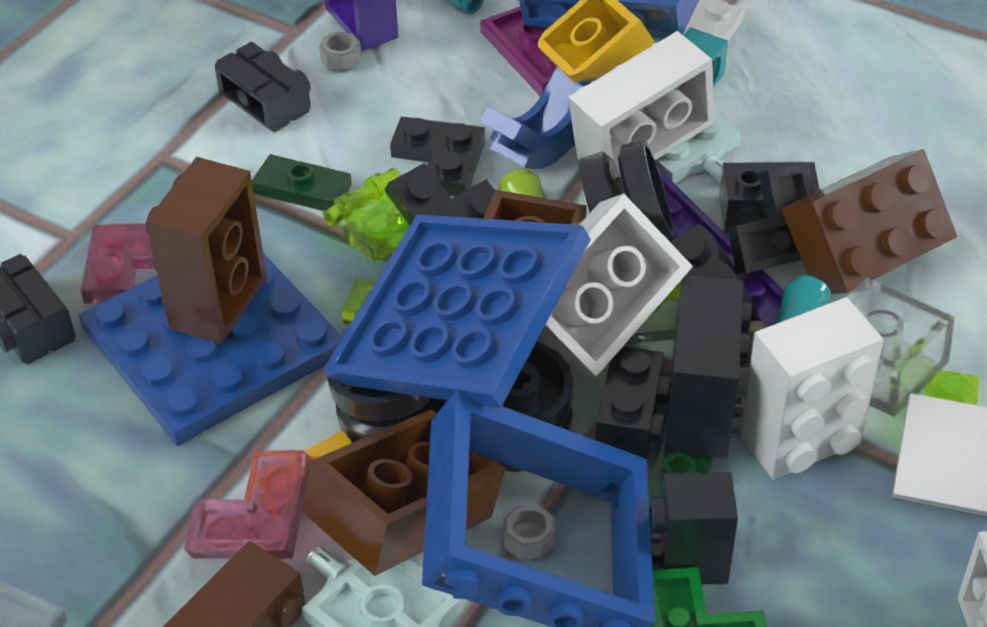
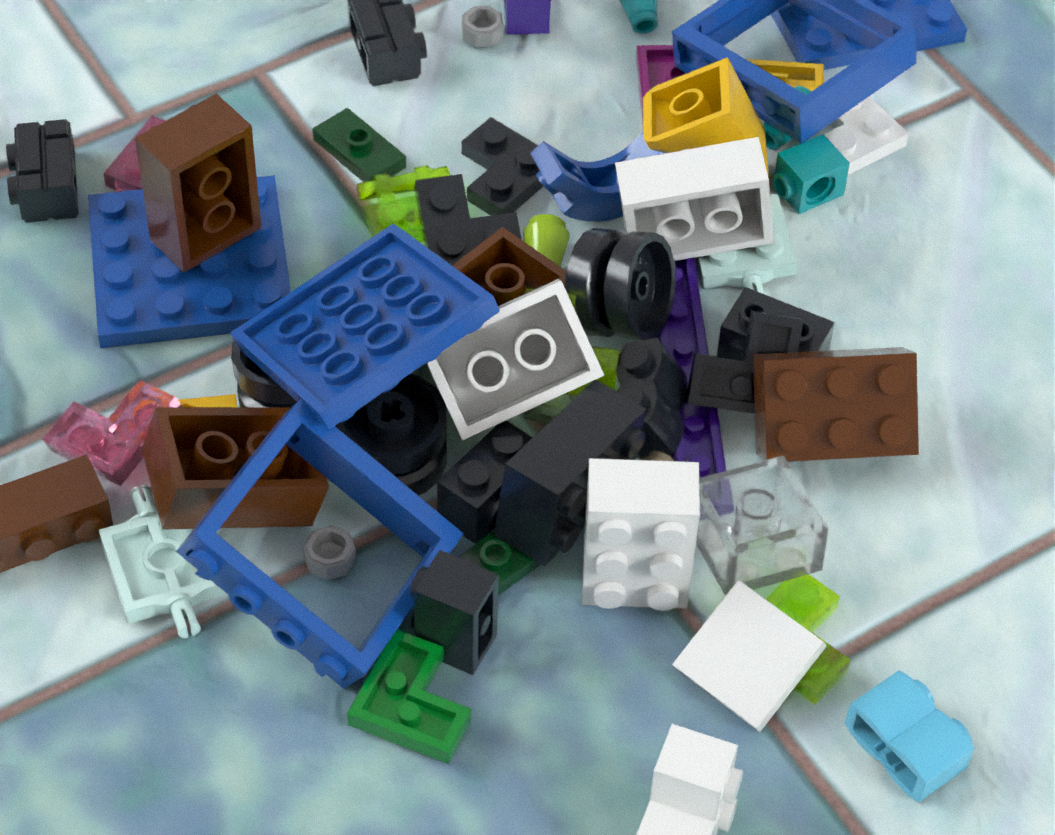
camera: 25 degrees right, 5 degrees up
(803, 296) = (716, 452): teal cone -> none

